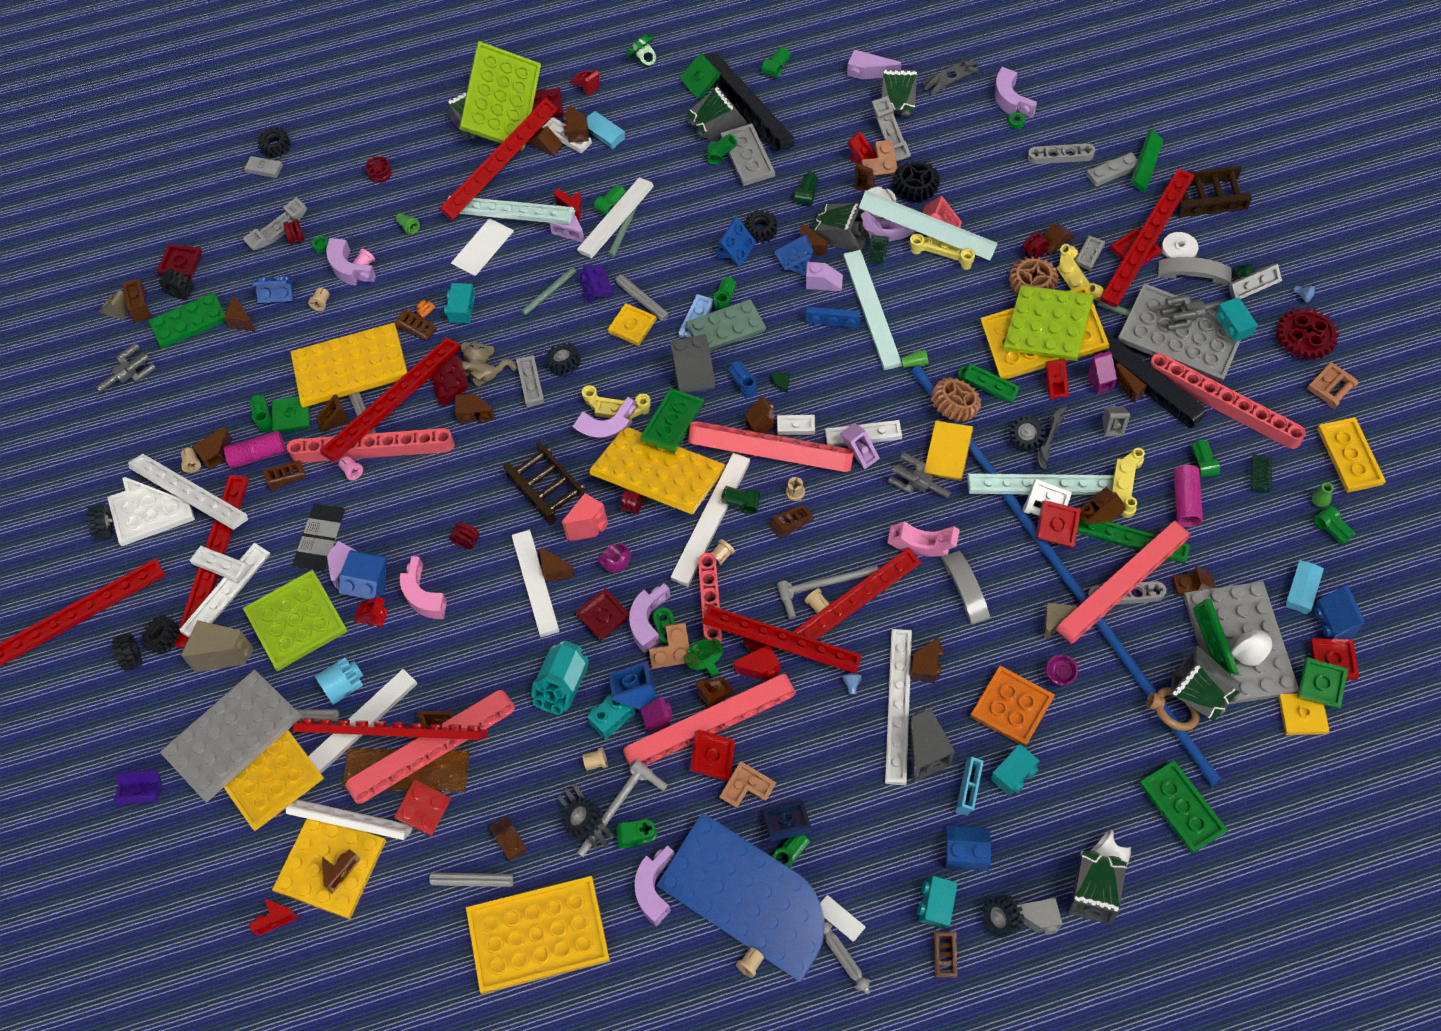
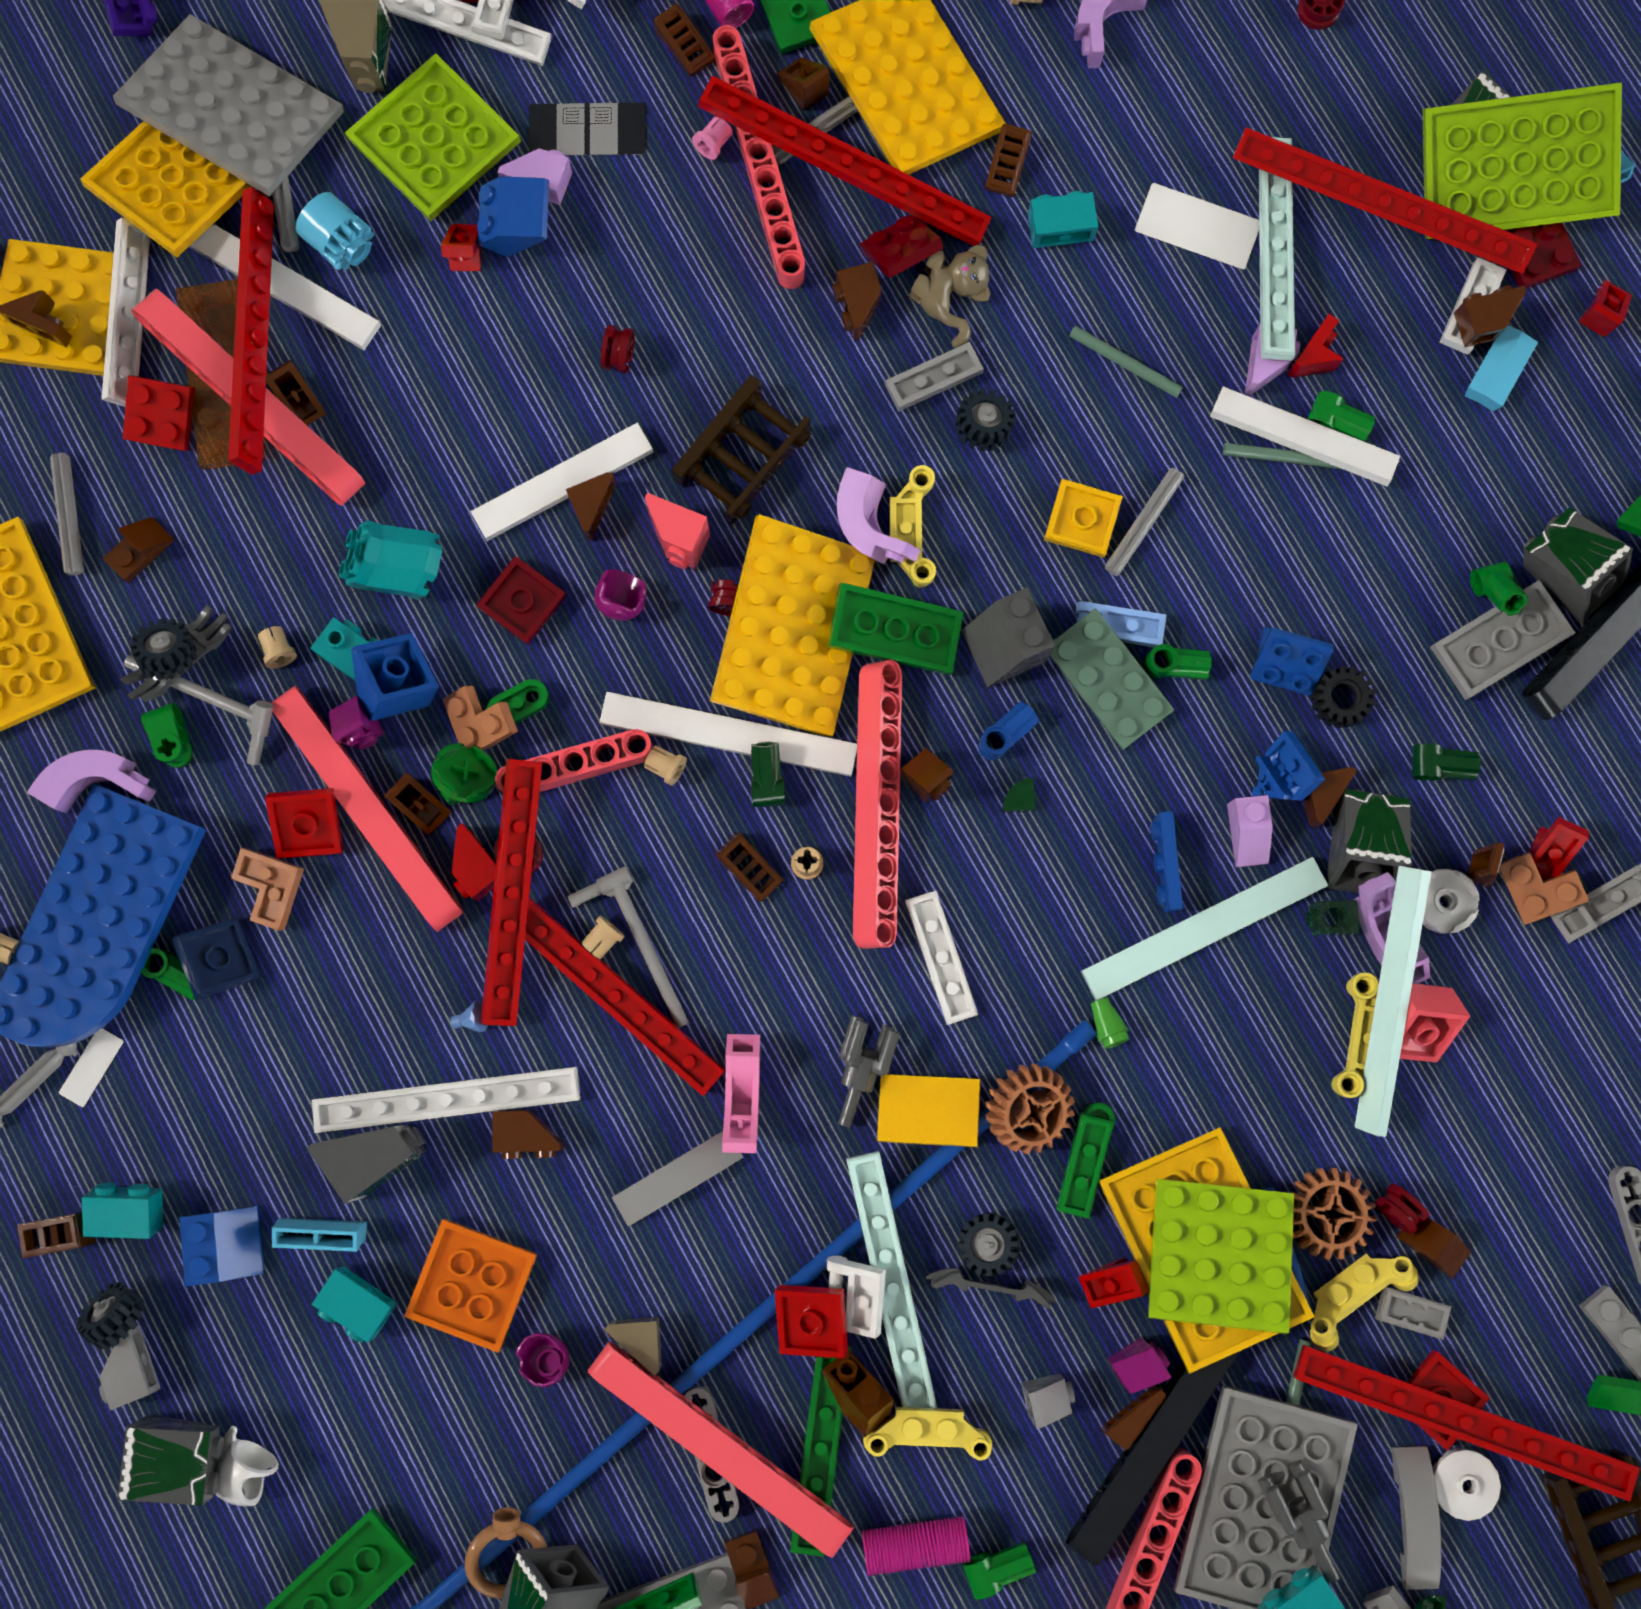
camera: 70 degrees right, 20 degrees up
(364, 258) = (1121, 35): bright pink bush -> none
(408, 223) = (1213, 89): bright green cone -> none
(424, 308) = (1045, 165): orange plate -> none
(425, 603) = (504, 302): bright pink arch -> none
(546, 141) = (1449, 274): reddish brown slope -> none
(594, 282) = (1157, 434): dark purple bracket -> none
(640, 611) = (522, 658): lavender arch -> none
(796, 424) = (933, 839): white plate -> none
(859, 442) = (906, 954): lavender slope -> none
(917, 176) = (1529, 980): black gear -> none

